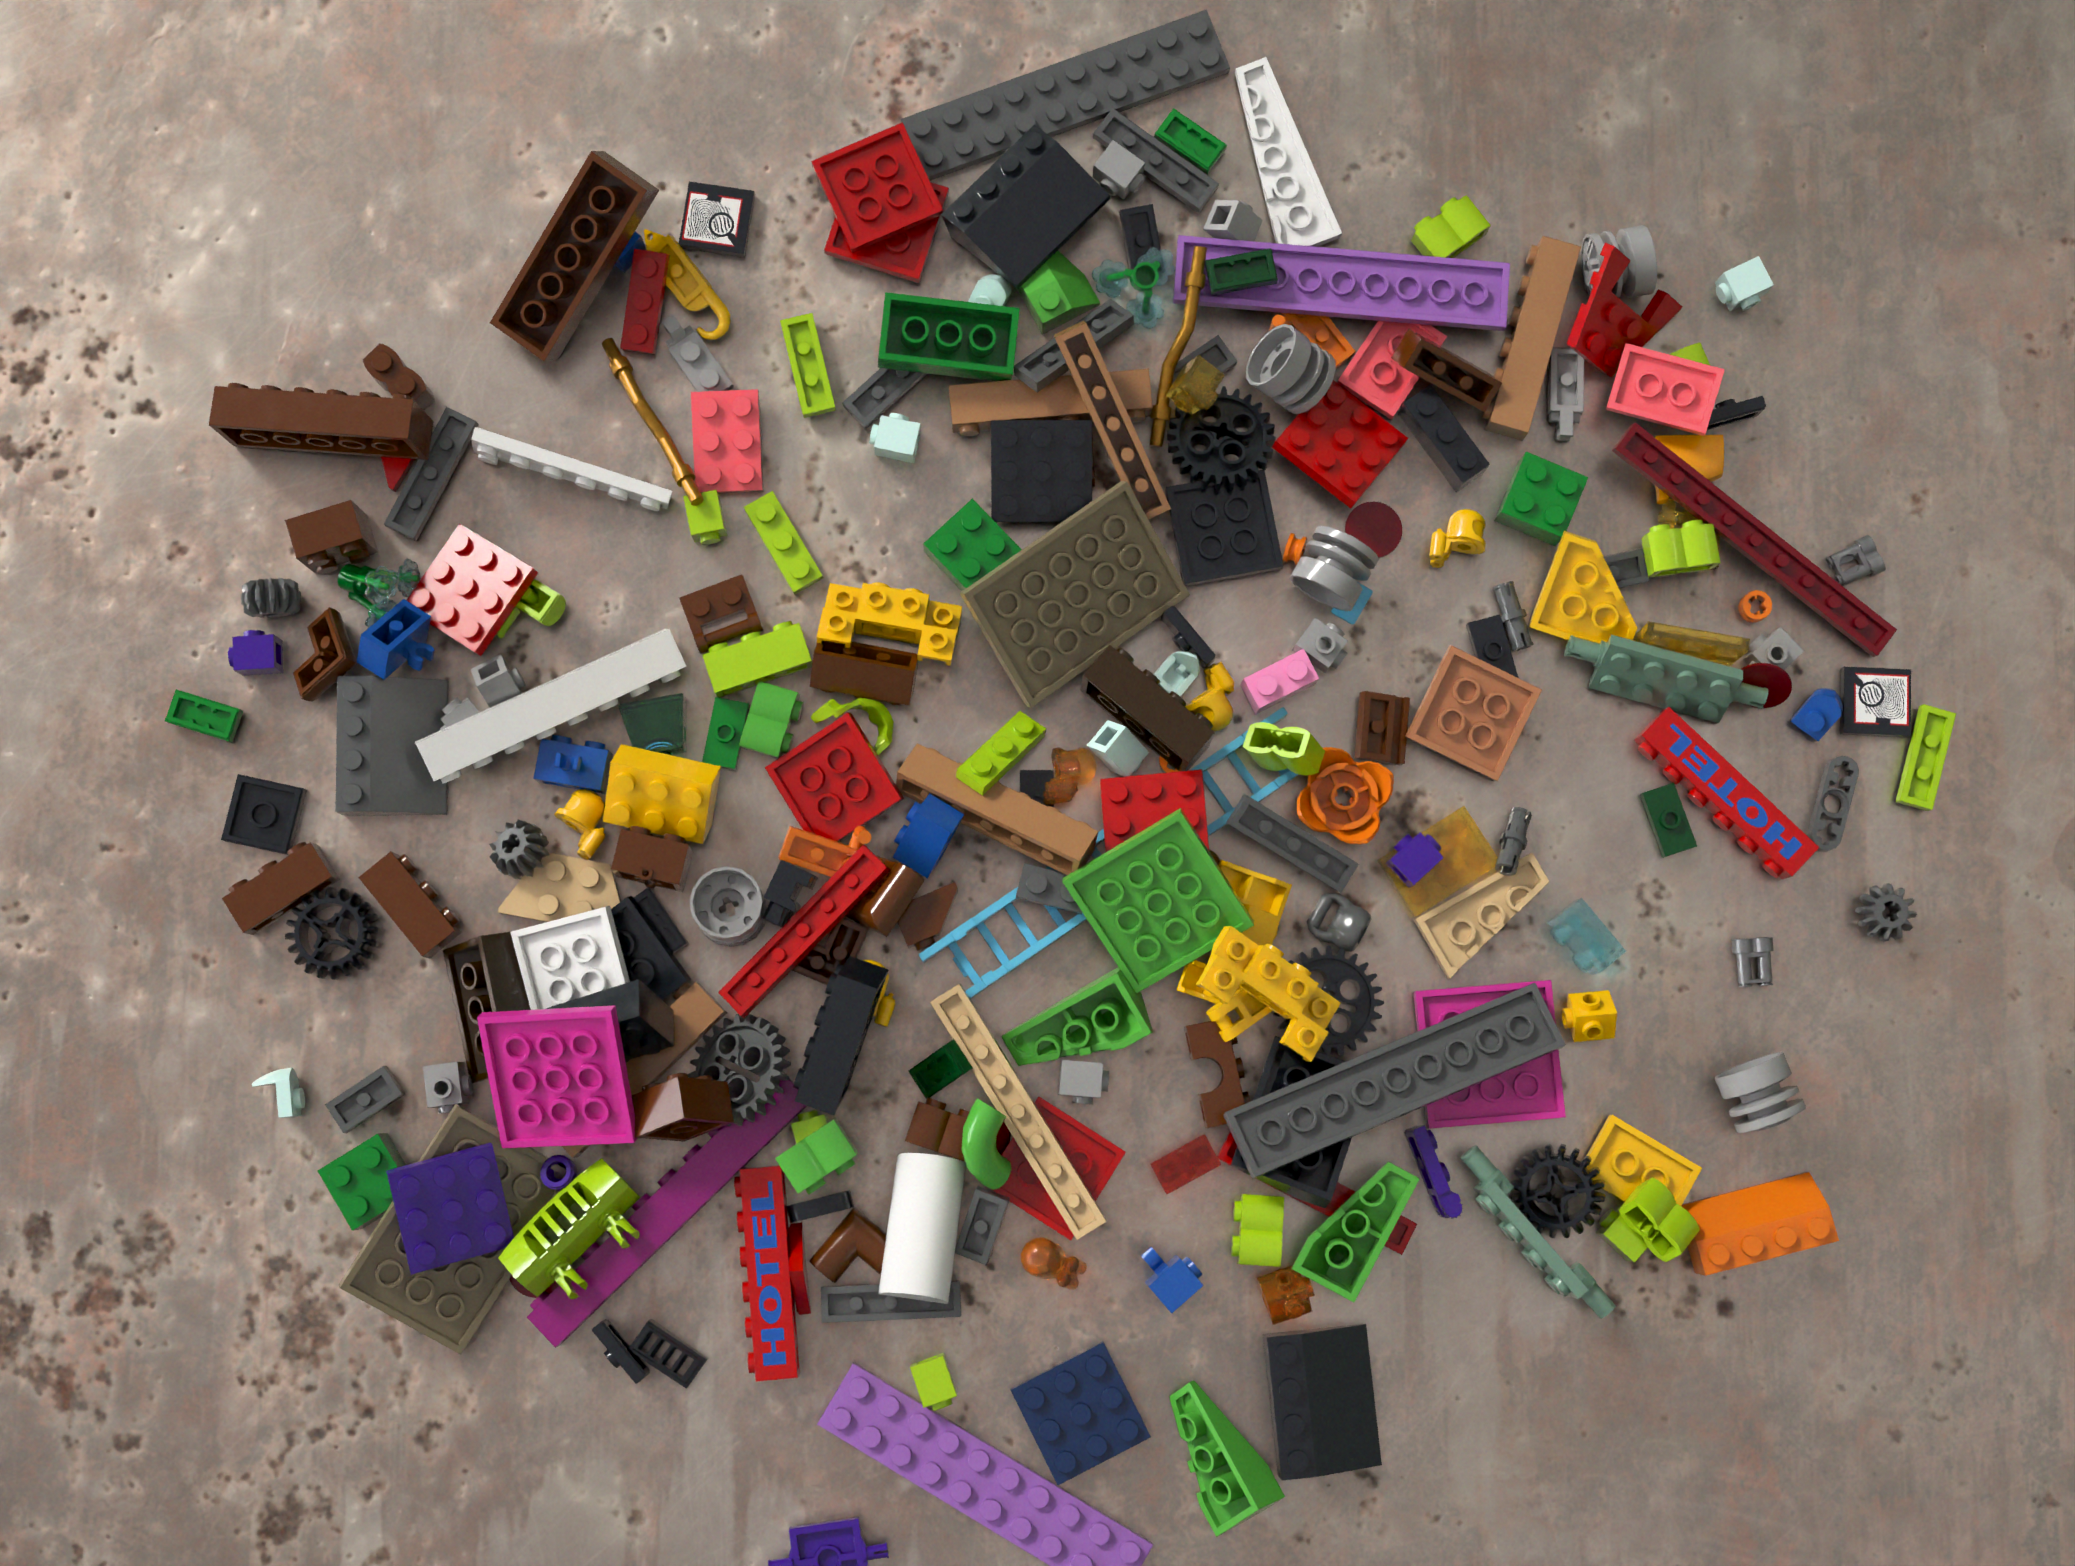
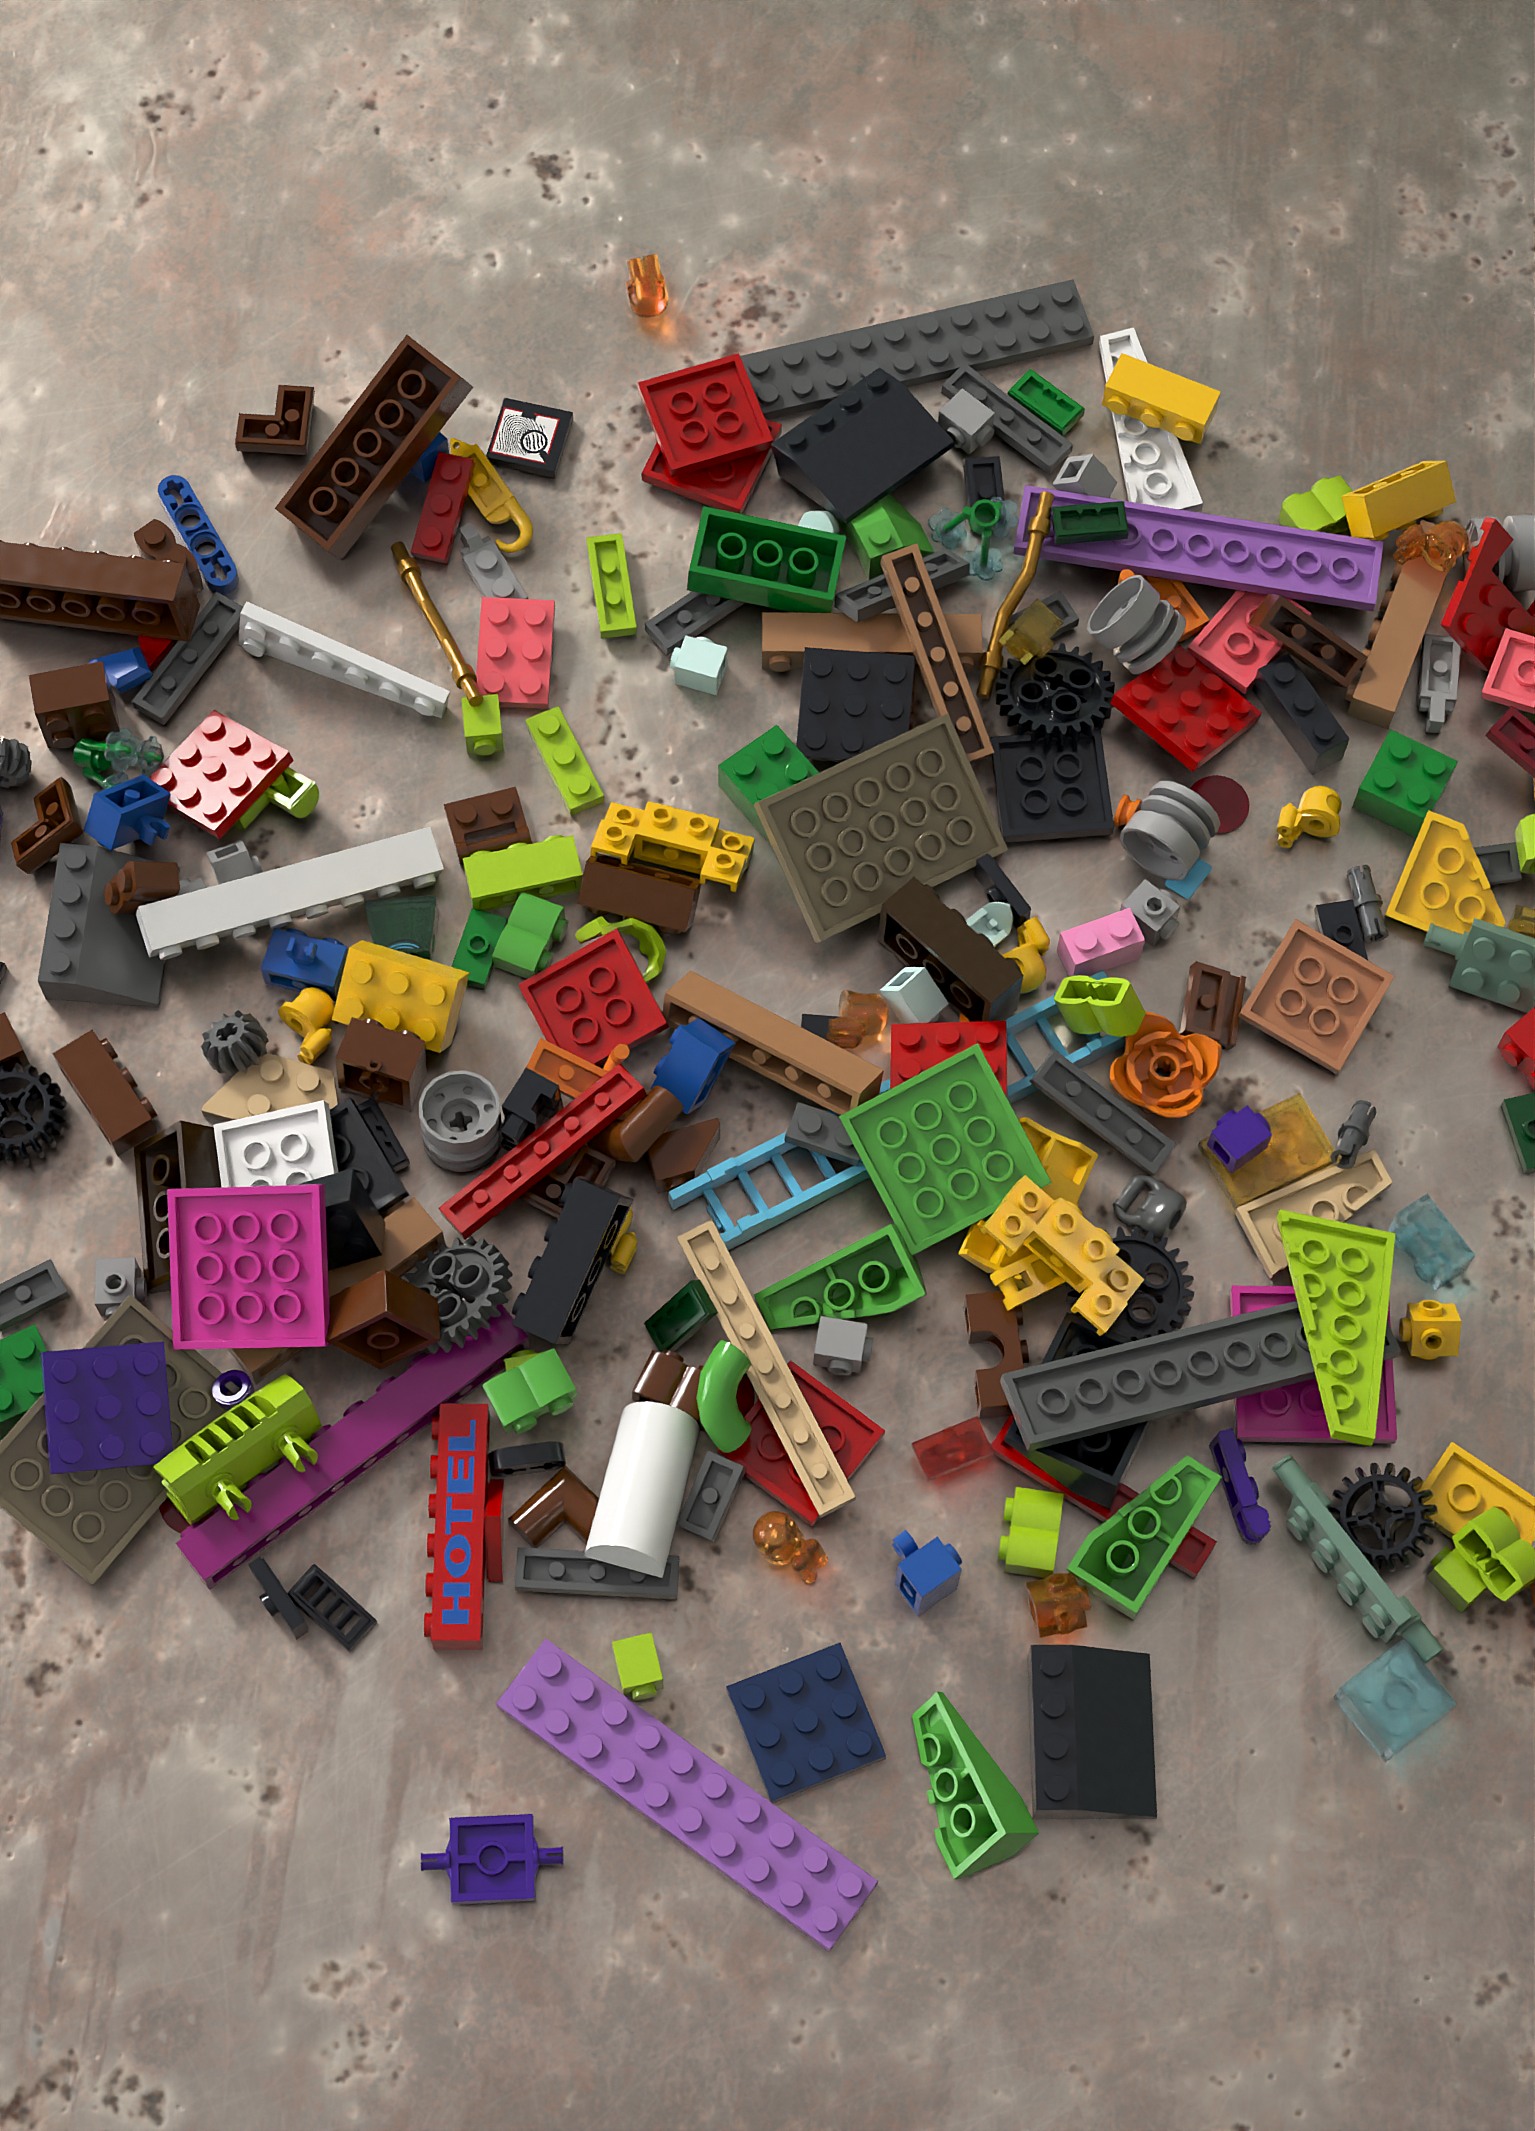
camera: 10 degrees right, 15 degrees down
(371, 491) = (126, 668): none -> blue piece
(417, 717) = (140, 885): none -> reddish brown brick
(422, 347) = (201, 533): none -> blue beam
(490, 235) = (279, 433): none -> reddish brown brick
(809, 54) = (646, 287): none -> clear orange piece
(1000, 753) = (782, 987): lime plate -> none
(1296, 133) = (1160, 398): none -> yellow brick
(1514, 1005) = (1343, 1302): none -> lime wing
(1521, 217) = (1399, 500): none -> yellow brick
(1561, 265) = (1438, 546): none -> clear orange piece
(1575, 1349) = (1394, 1700): none -> clear light blue brick

